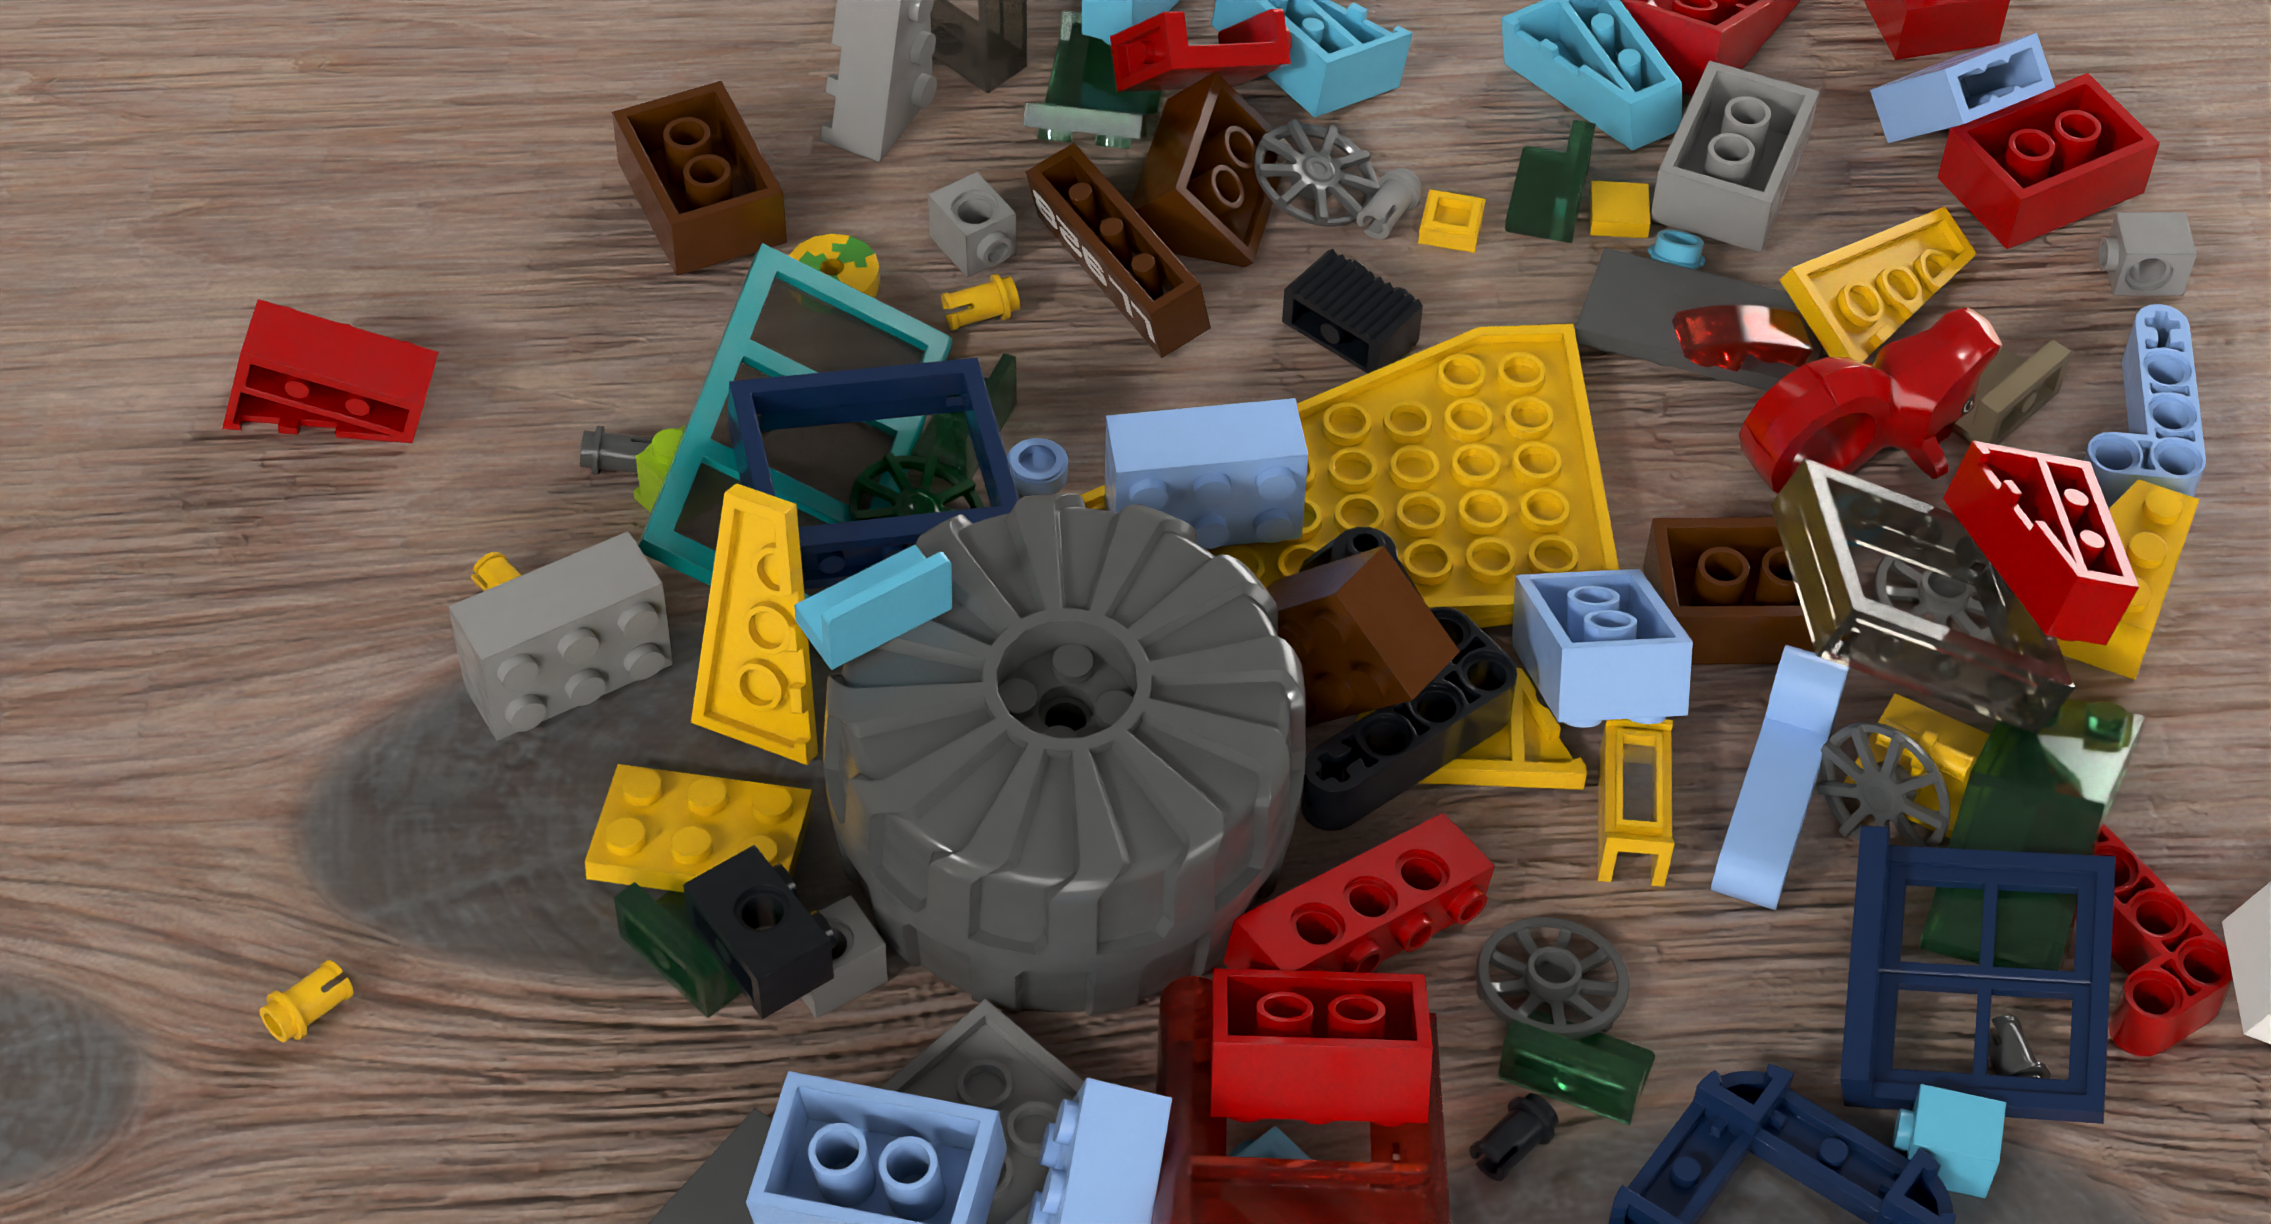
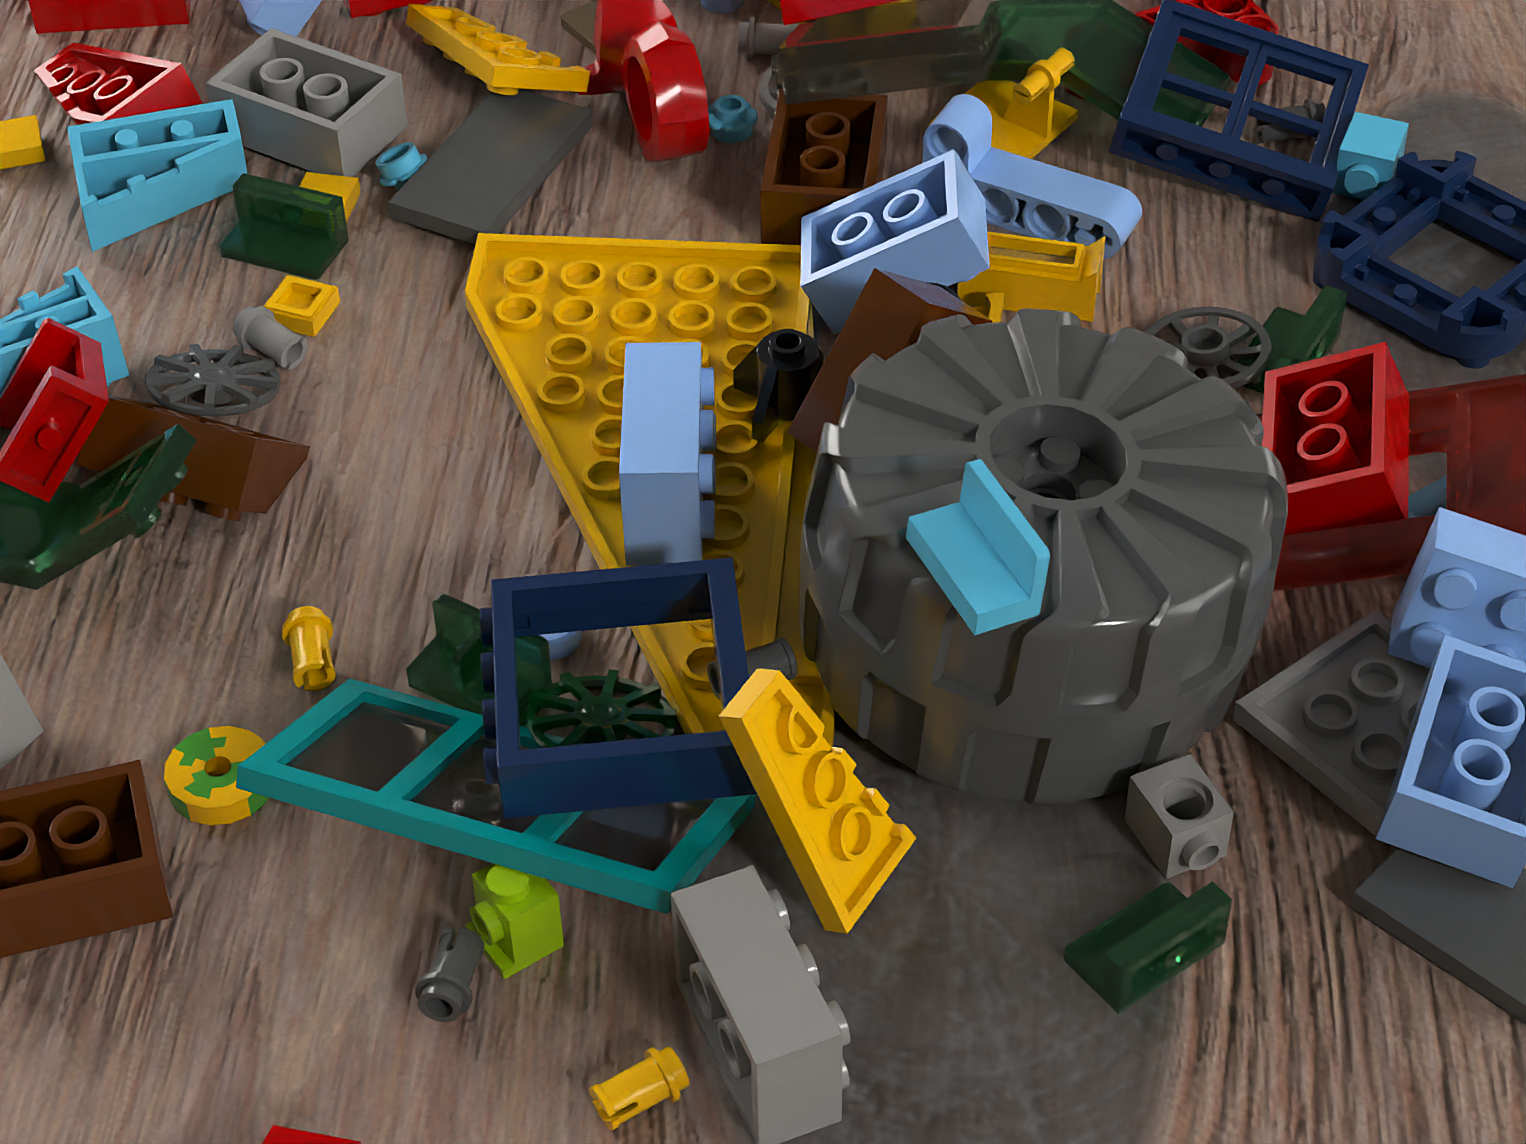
camera: 80 degrees left, 5 degrees down
(678, 825) = (1006, 928): yellow plate -> none
(767, 964) = (1200, 827): black brick -> none
(972, 224) = (200, 639): light grey brick -> none
(1118, 250) = (290, 517): reddish brown brick -> none
(1352, 312) = (416, 373): black brick -> none
(1729, 333) = (543, 125): clear red slope -> none
(1882, 787) = (1059, 118): dark grey wheel -> none

